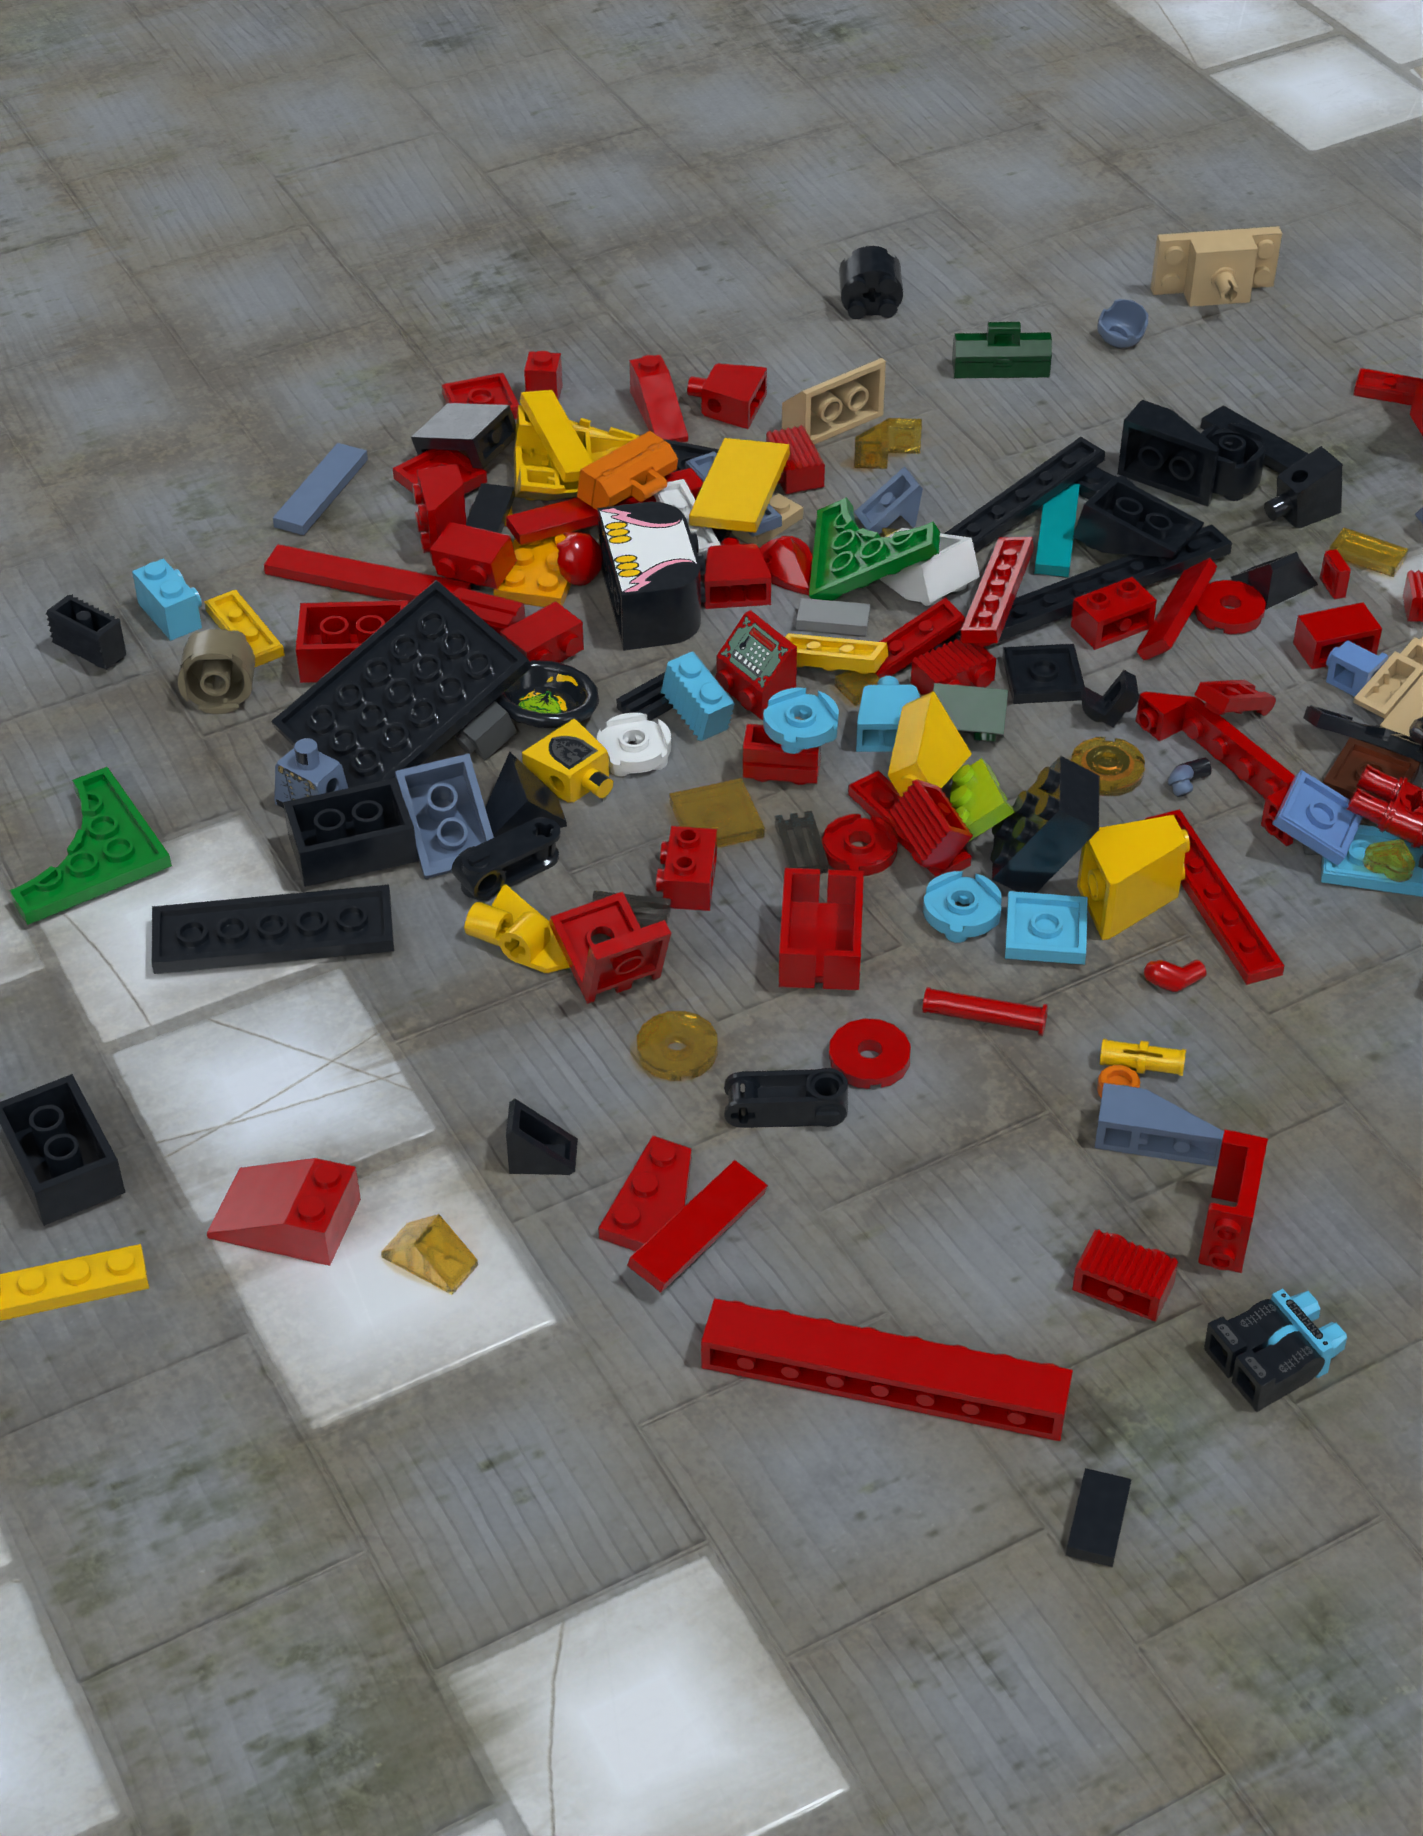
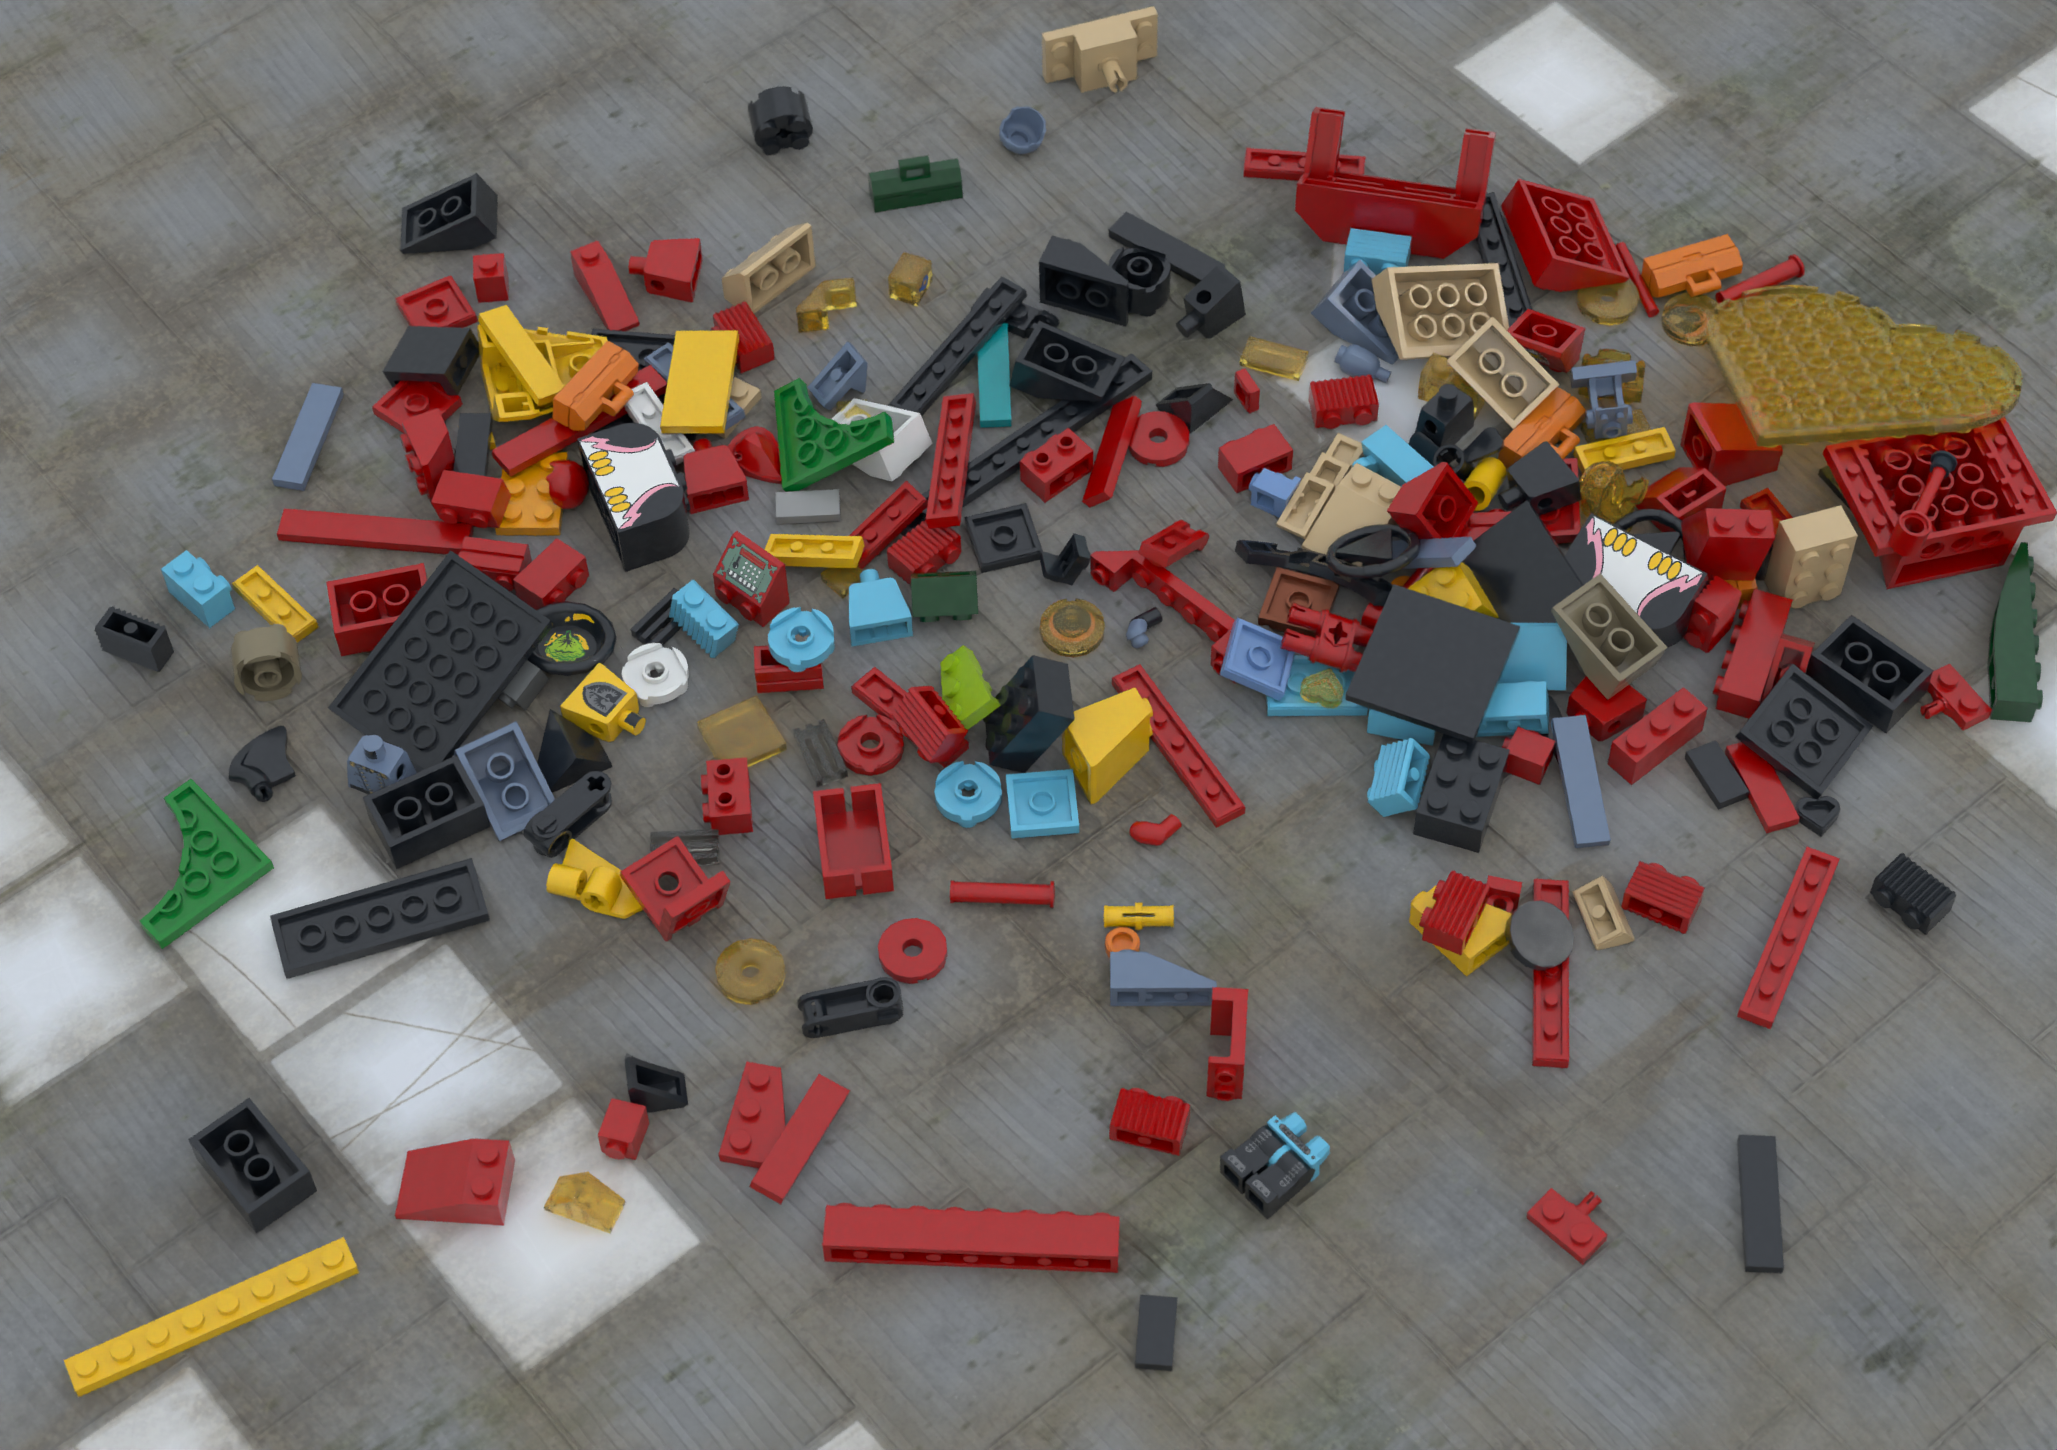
camera: 10 degrees left, 10 degrees up
(188, 767) = (263, 764): none -> black arm
(492, 1182) = (623, 1129): none -> red brick
(516, 325) = (451, 218): none -> black slope
(926, 745) = (913, 645): yellow slope -> none
(981, 432) = (910, 278): none -> clear yellow brick

